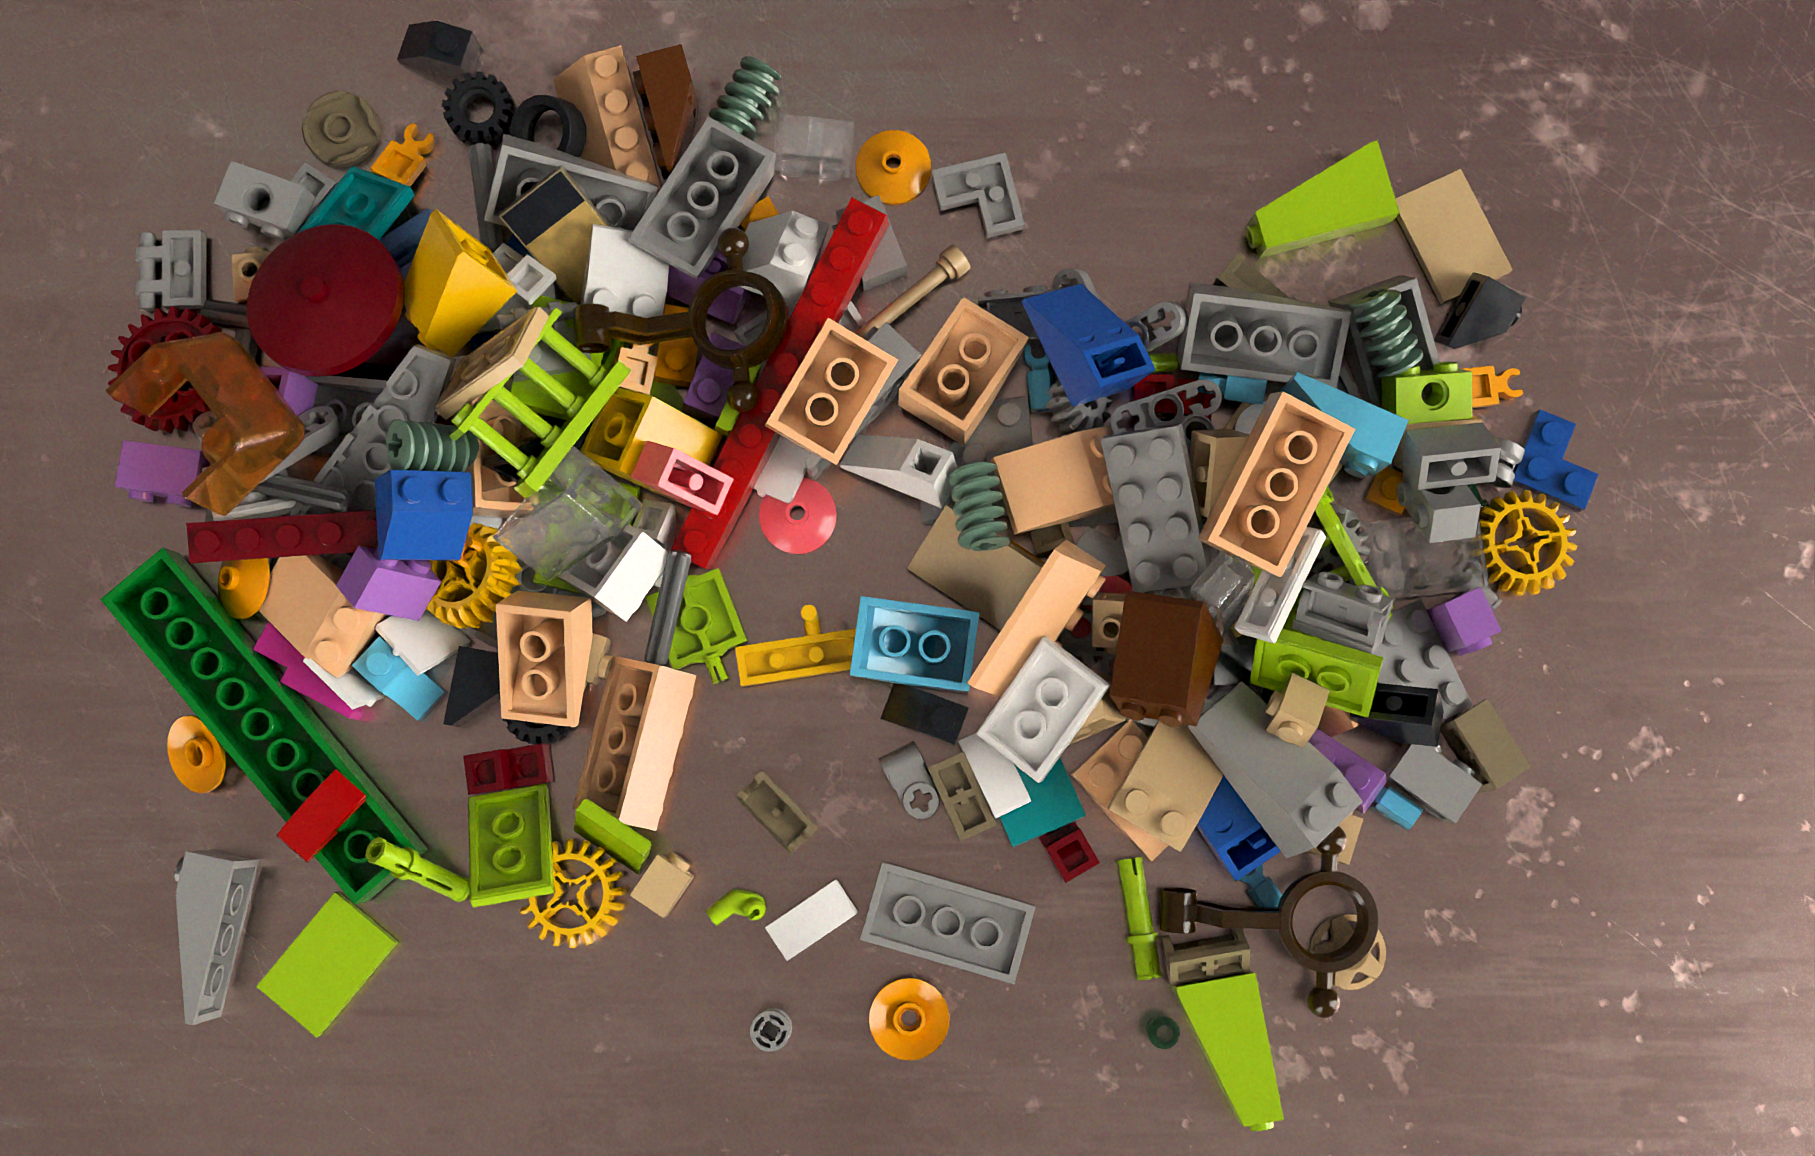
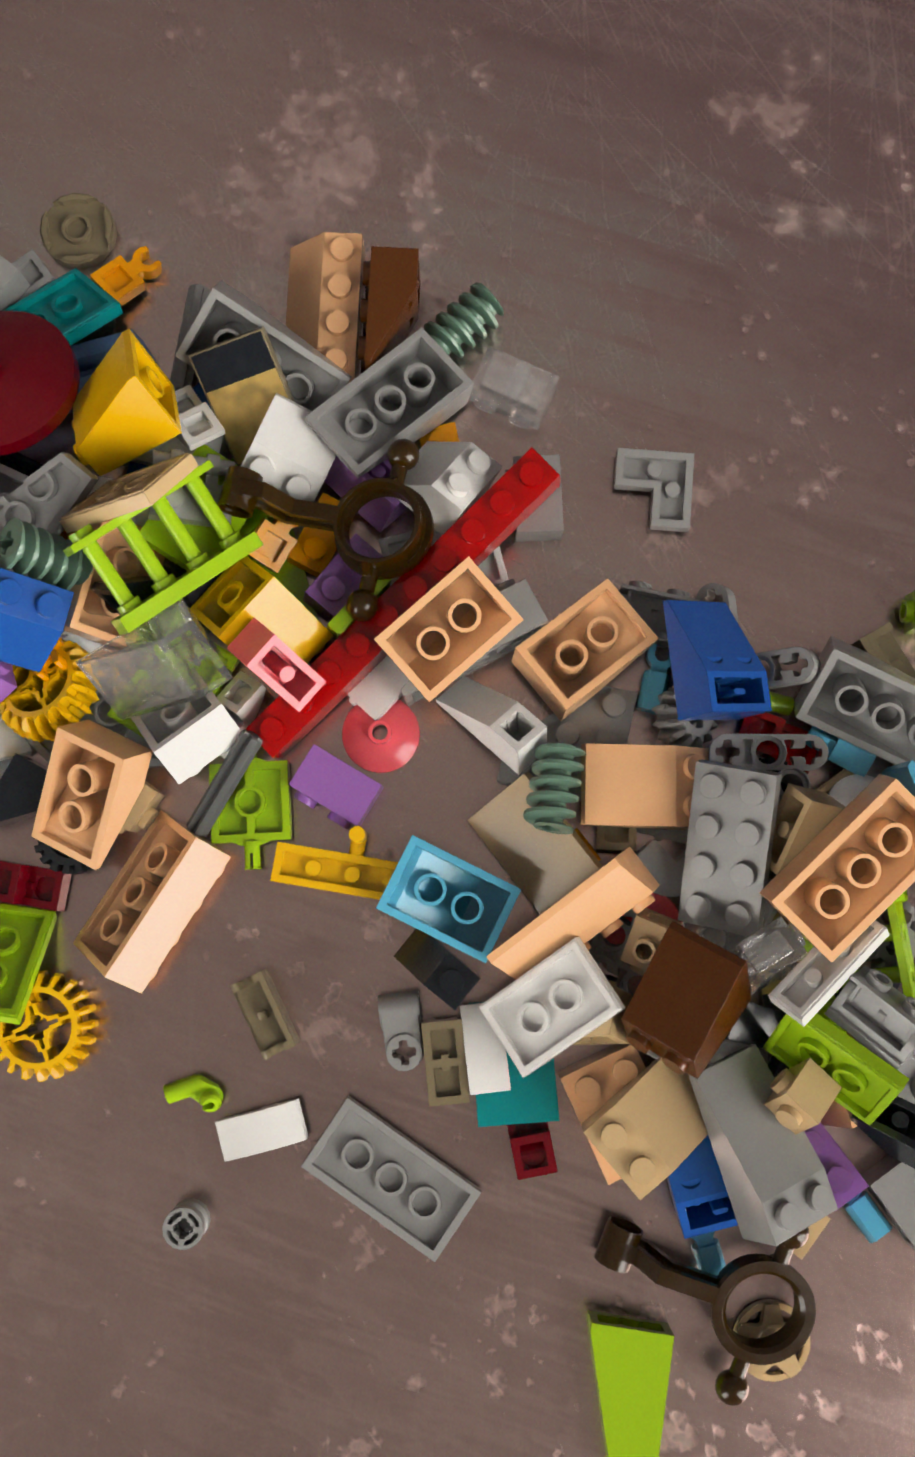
camera: 20 degrees right, 0 degrees up
(440, 49) = (196, 187): black slope -> none
(469, 90) = (208, 233): black tyre -> none
(572, 121) = (292, 293): black tyre -> none
(613, 835) = (97, 985): lime tile -> none
(663, 883) = (130, 1048): tan brick -> none
(772, 578) = (335, 786): none -> medium lavender brick
(893, 184) = (580, 450): light orange dish -> none
(905, 1040) = (316, 1280): light orange dish -> none
(950, 265) = (606, 544): tan piece -> none
(1139, 919) = (578, 1238): lime pin -> none
(1171, 1035) = (571, 1361): clear green pin -> none
(1206, 958) = (629, 1301): dark tan hinge -> none

